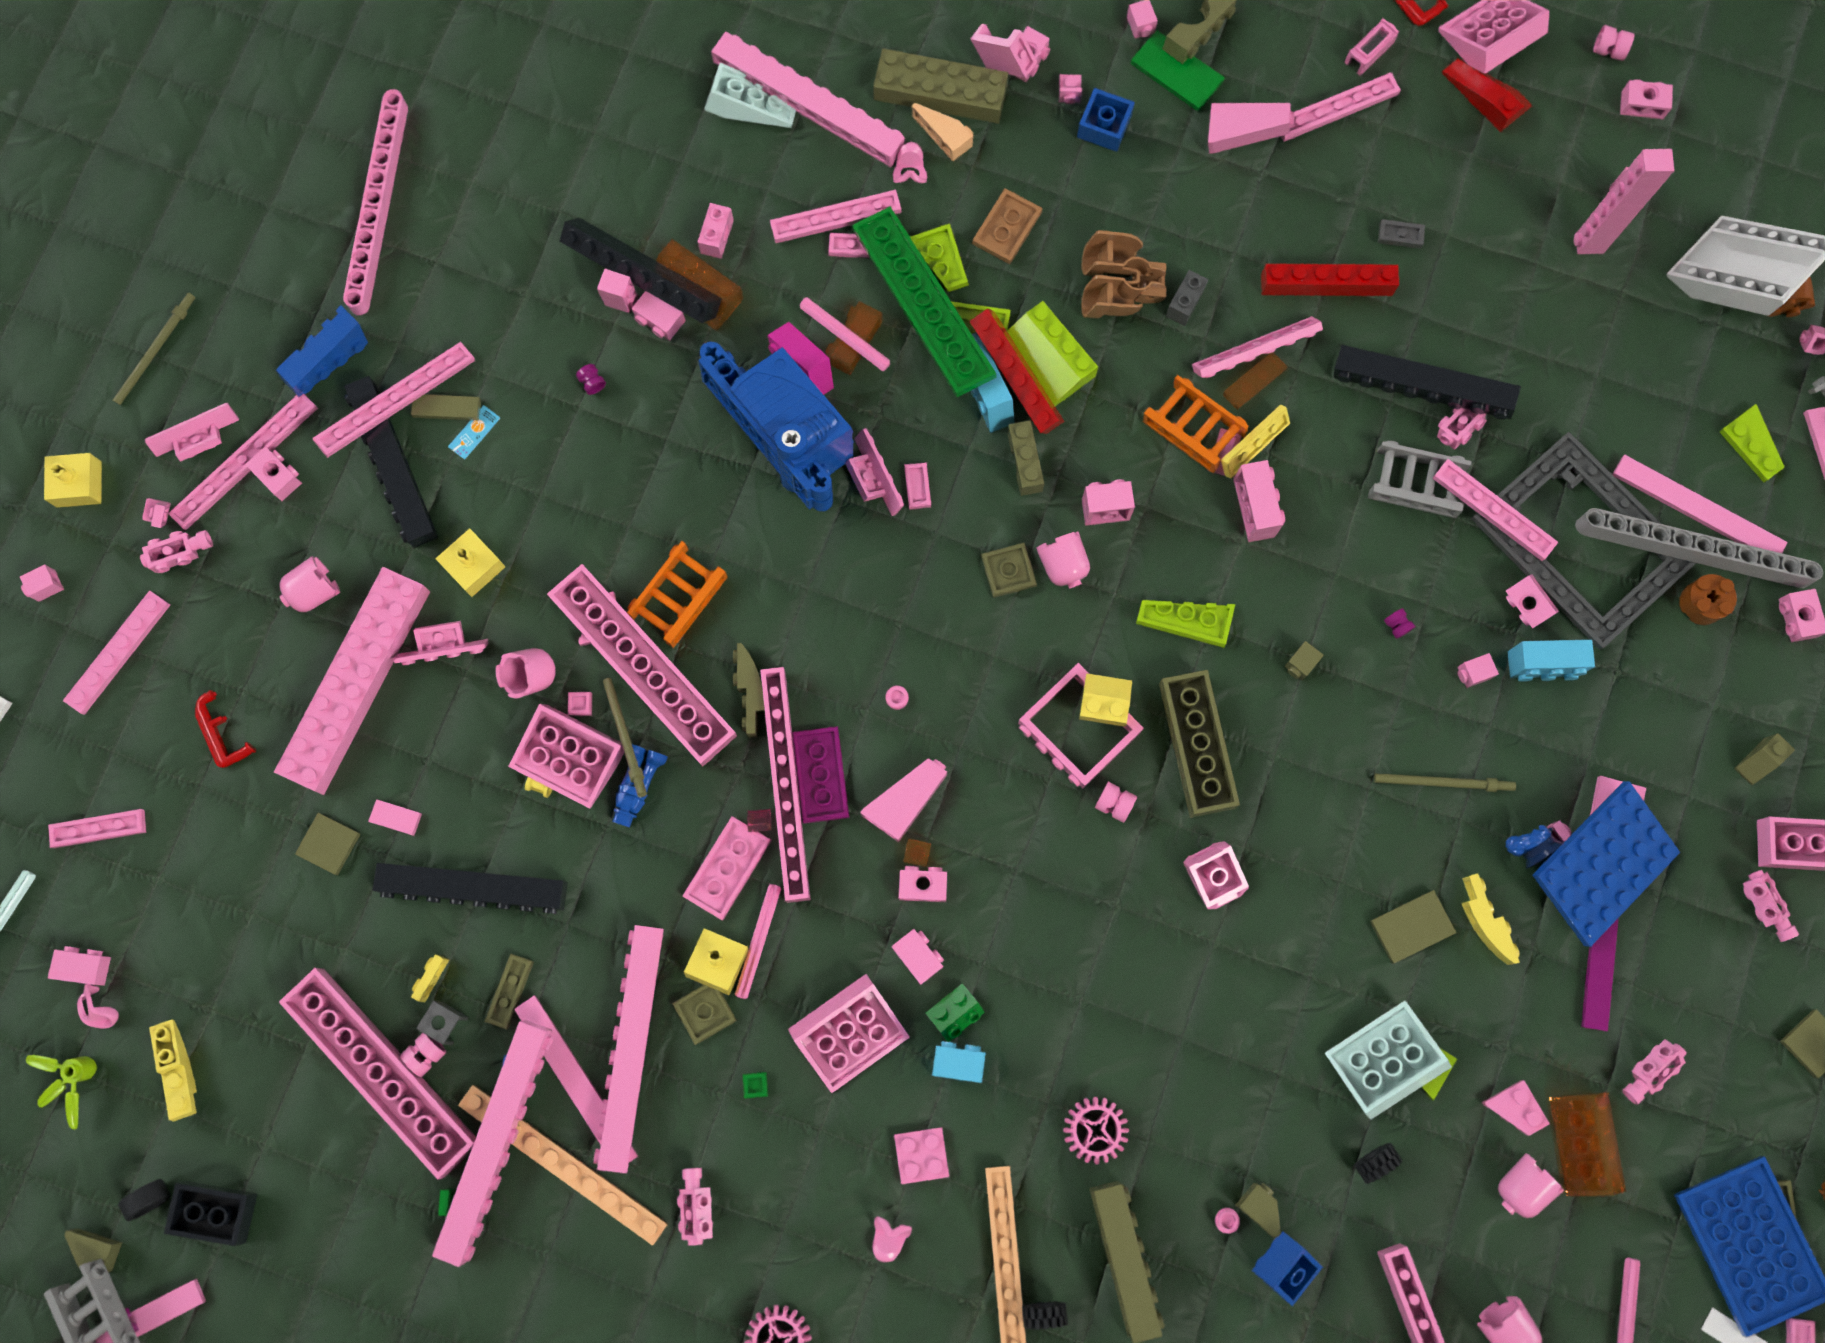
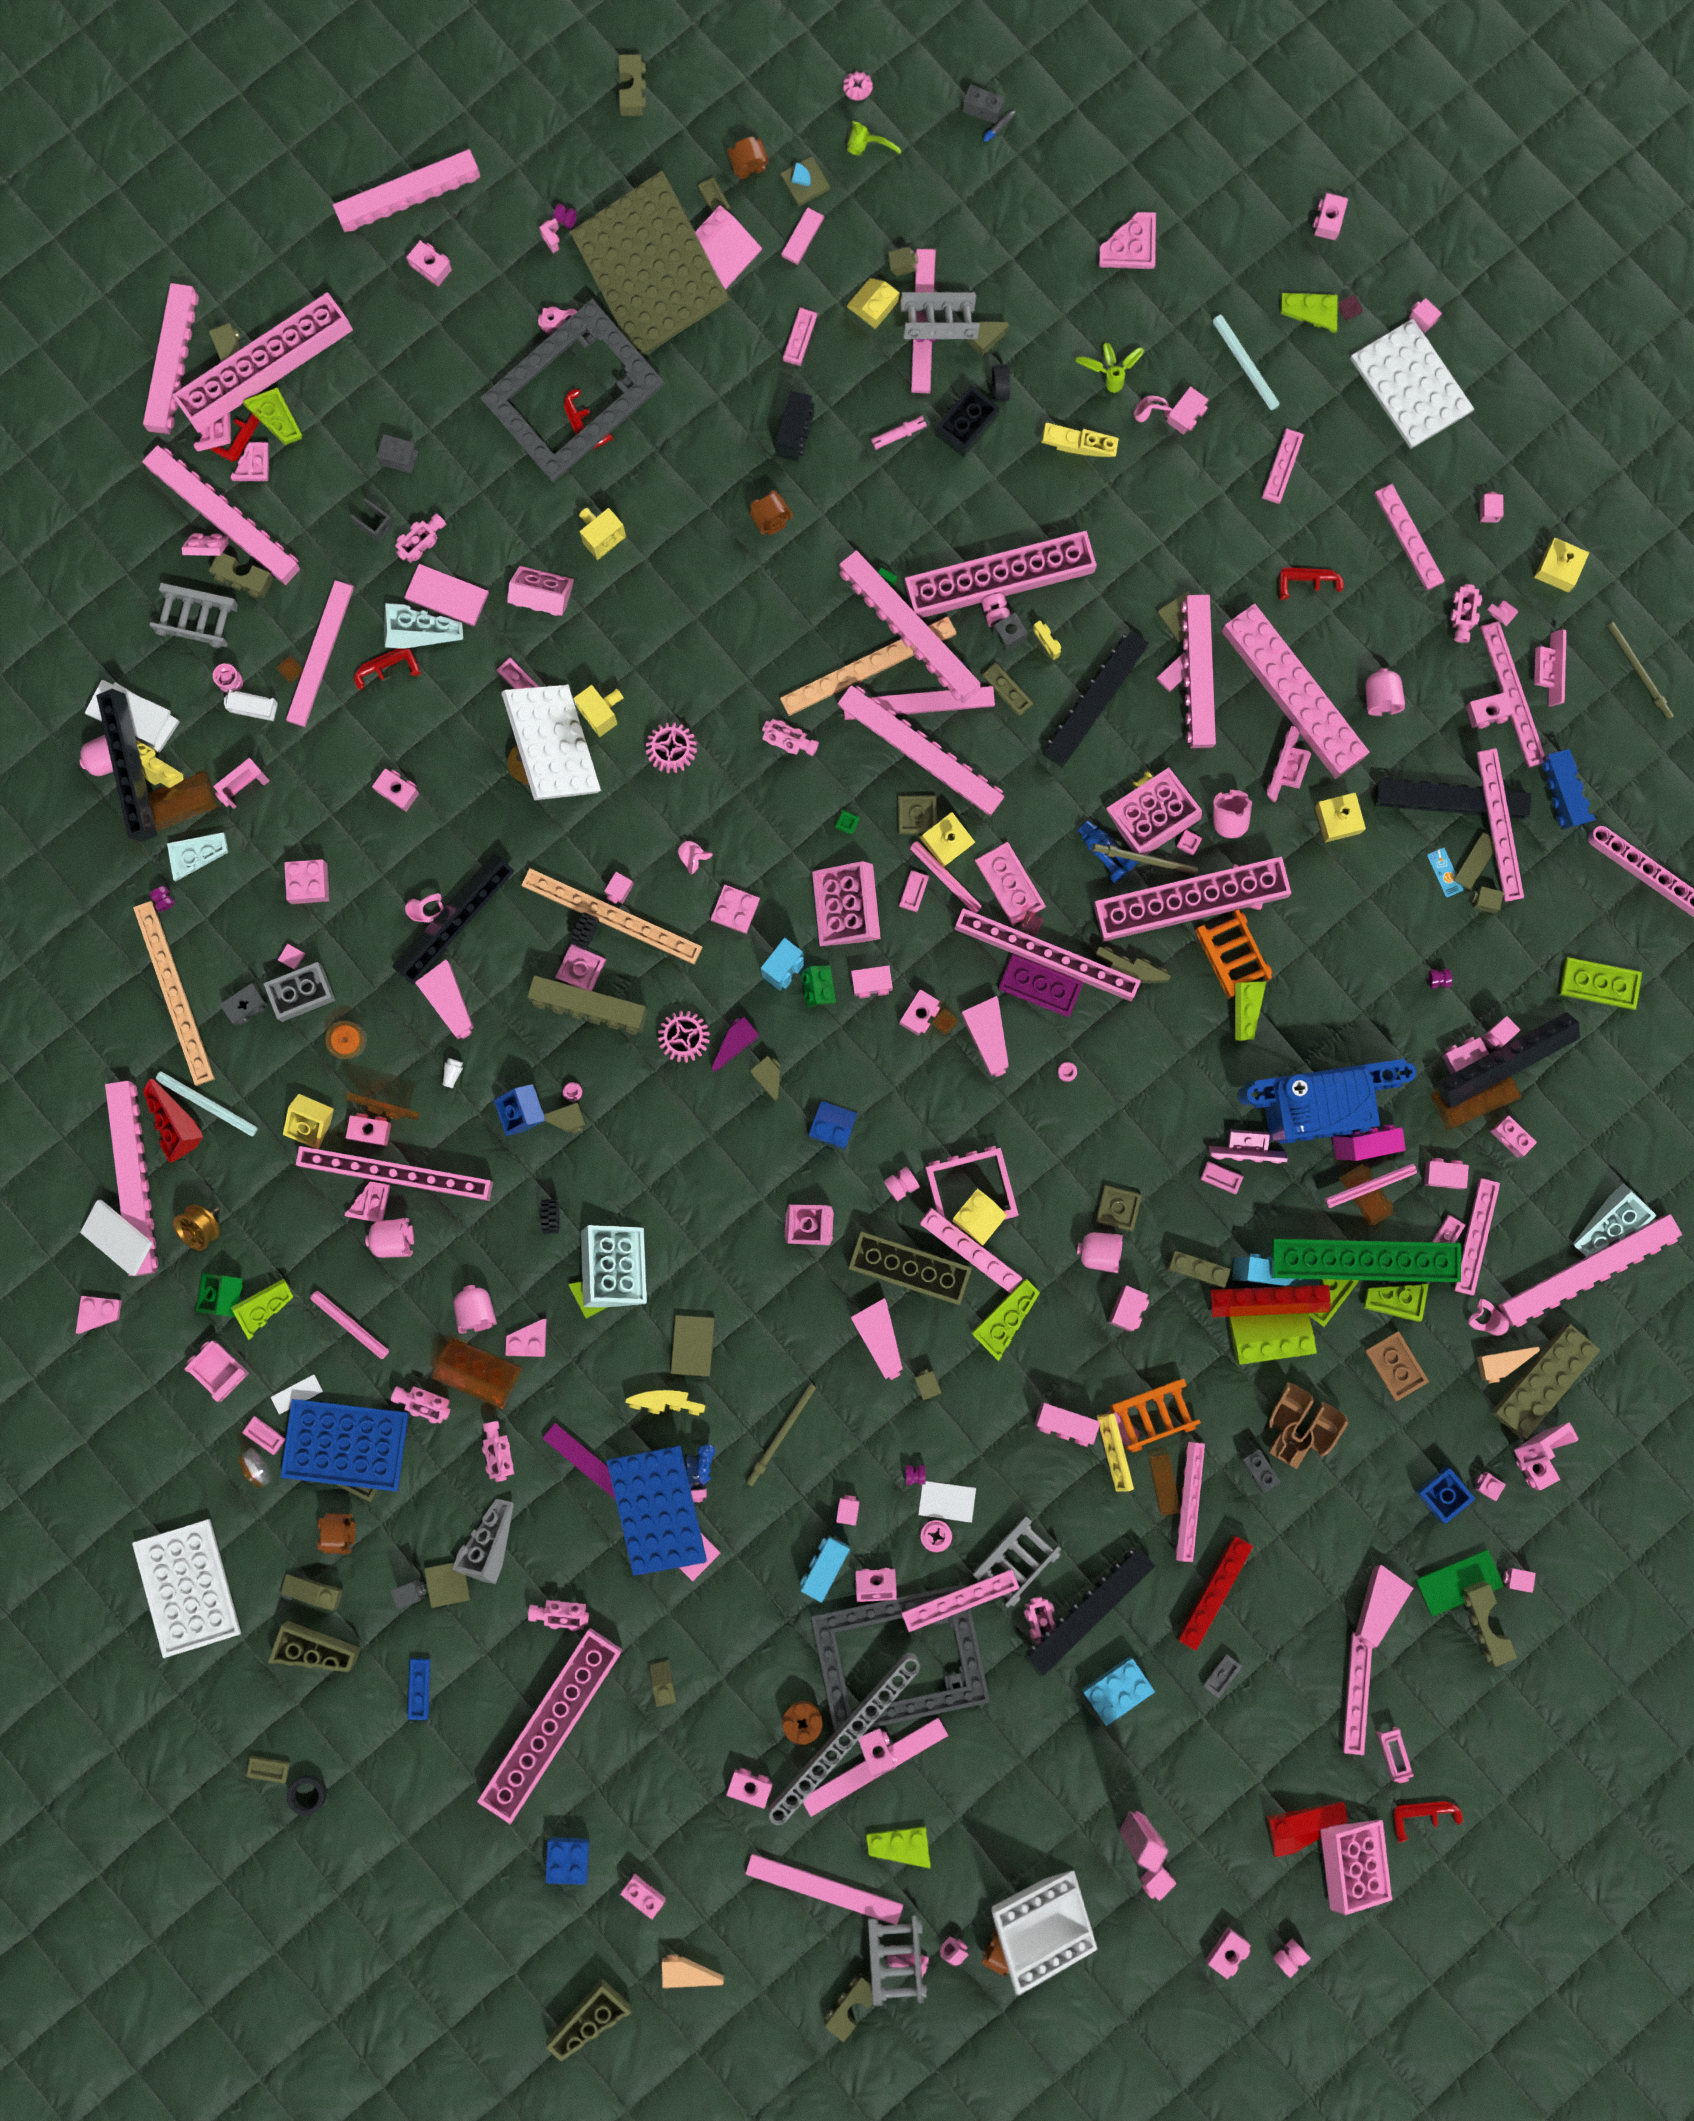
camera: 115 degrees right, 5 degrees up
(263, 1288) = (899, 432): none -> bright pink pin
(380, 792) = (1199, 671): none -> bright pink brick
(481, 374) = (1487, 899): none -> olive brick
(511, 228) = (1600, 983): none -> lime tile
(726, 550) = (1247, 1008): none -> lime wing
(790, 274) = (1446, 1175): none -> bright pink brick
(792, 967) = (914, 891): none -> bright pink tile
(973, 1304) = (618, 888): none -> bright pink brick
(1066, 1068) = (737, 1039): none -> magenta slope
(1085, 1010) = (768, 1076): none -> olive slope
(1087, 1294) = (580, 968): none -> bright pink tile
(1096, 910) = (833, 1125): none -> blue slope
(1142, 692) = (970, 1250): none -> bright pink plate
(1283, 741) = (878, 1334): none -> bright pink slope
(1402, 579) = (947, 1501): none -> white sticker
(1450, 563) = (927, 1539): none -> bright pink gear
(1479, 319) = (1118, 1690): none -> medium azure brick
(1653, 1183) = (426, 1403): none -> bright pink brick
(1701, 504) = (869, 1743): none -> bright pink brick
(1760, 1022) = (485, 1551): none -> light grey wedge

